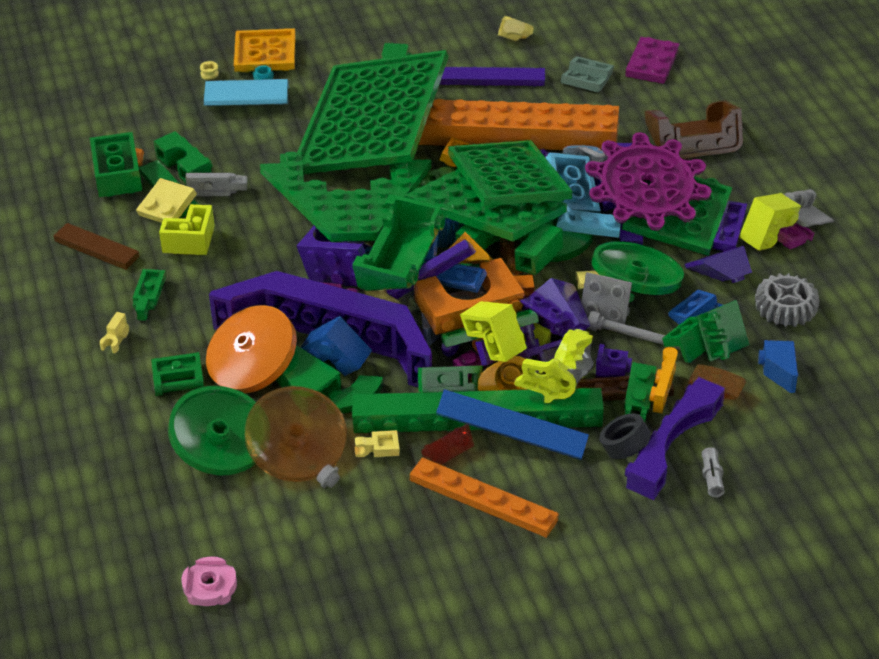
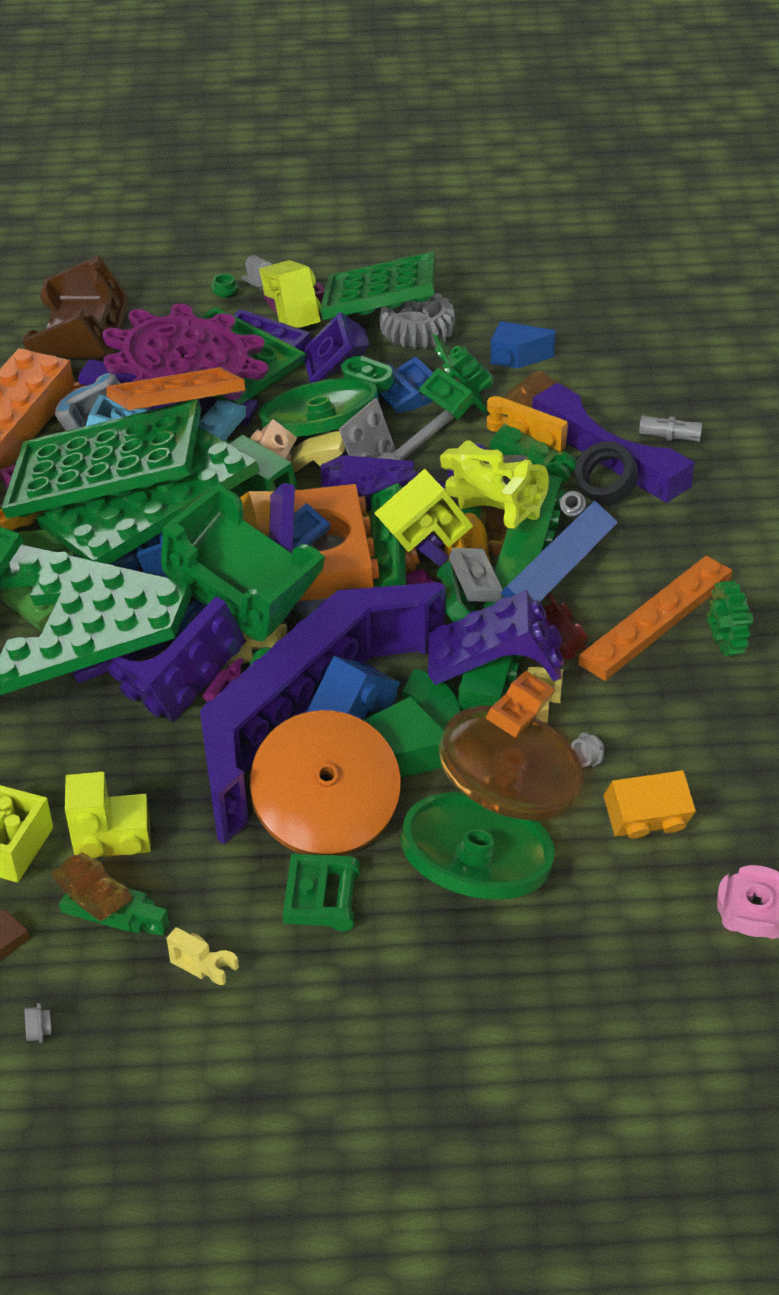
camera: 75 degrees left, 0 degrees up
(61, 284) = (37, 1023): none -> light grey plate
(152, 275) = (90, 886): none -> clear orange slope
(203, 264) = (104, 823): none -> neon yellow brick
(275, 509) = (649, 804): none -> light orange brick
(344, 426) = (520, 704): none -> orange slope
(402, 408) = (507, 628): none -> dark purple bracket
(464, 376) = (475, 574): none -> light grey plate
(469, 524) = (729, 618): none -> green gear
(576, 421) = (570, 500): none -> light grey pin
(577, 246) = (275, 432): none -> light nougat brick
(582, 179) = (175, 388): none -> orange tile
(692, 285) = (369, 369): none -> green plate
(780, 187) = (224, 285): none -> green plate
(802, 263) = (380, 285): none -> green plate

